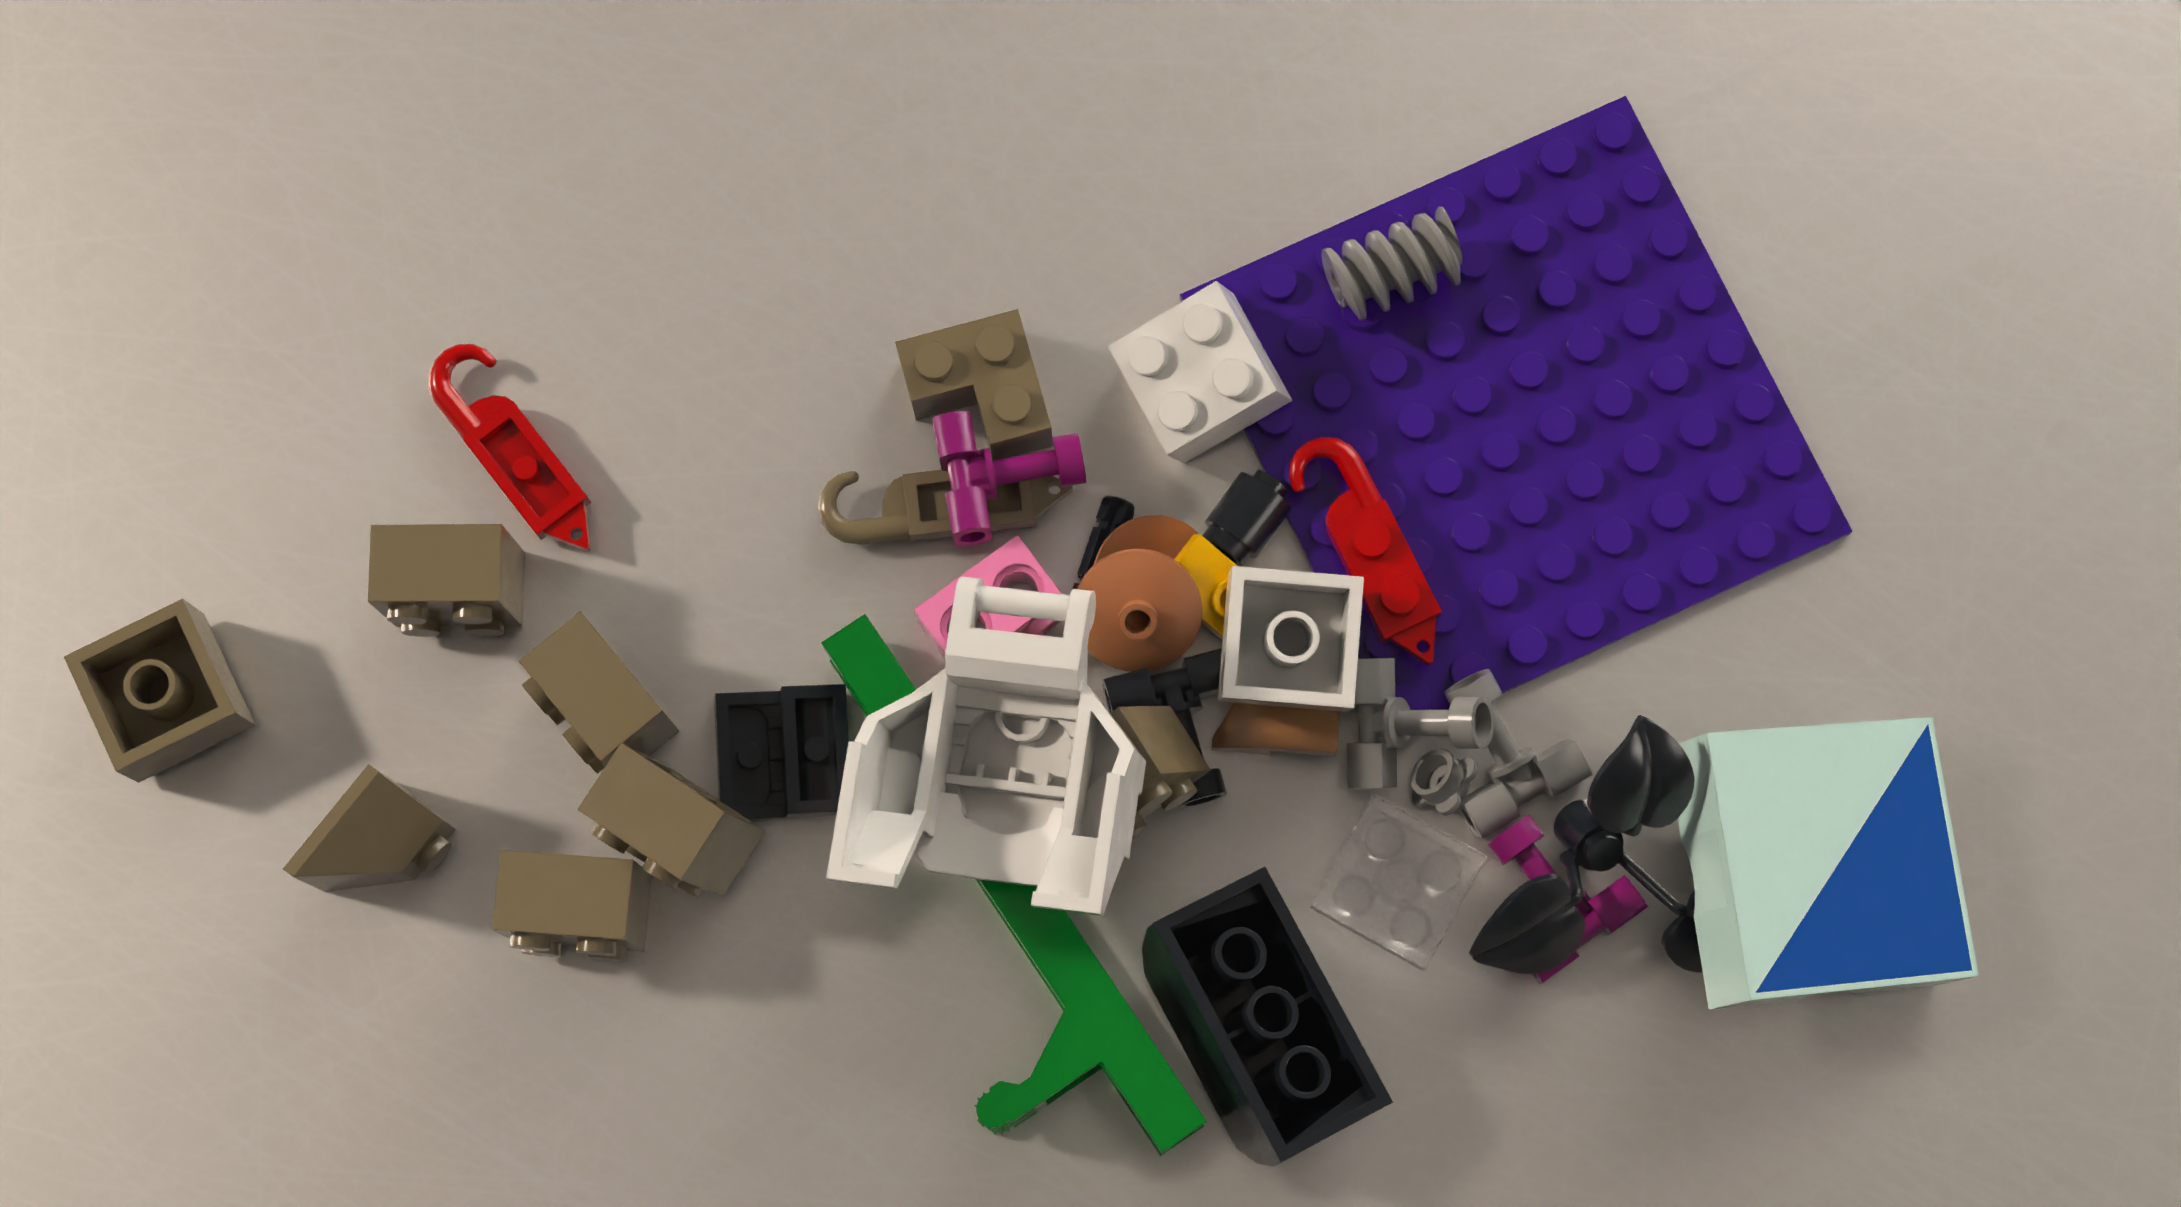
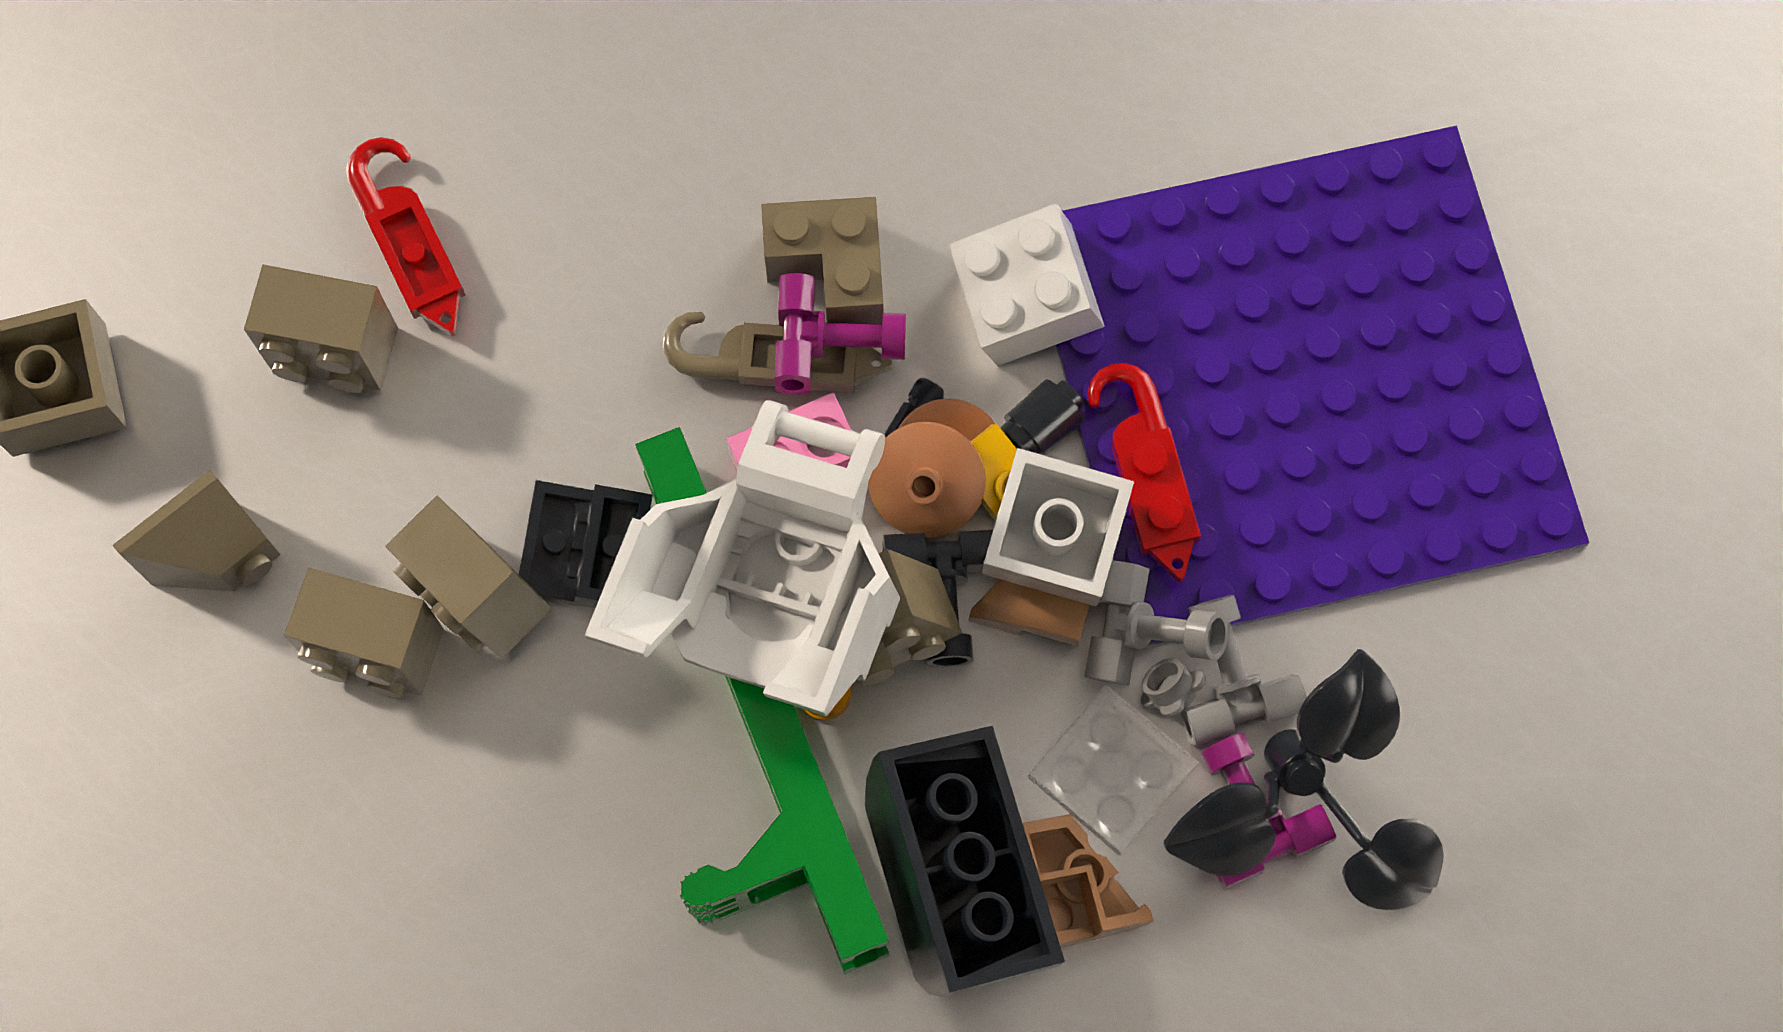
camera: 10 degrees right, 5 degrees down
(590, 687) = (425, 452): dark tan brick -> none
(1388, 1010) = (1080, 884): none -> medium nougat slope
(1394, 262) = (1219, 222): light grey piece -> none
(1824, 862) = (1506, 827): light aqua tile -> none

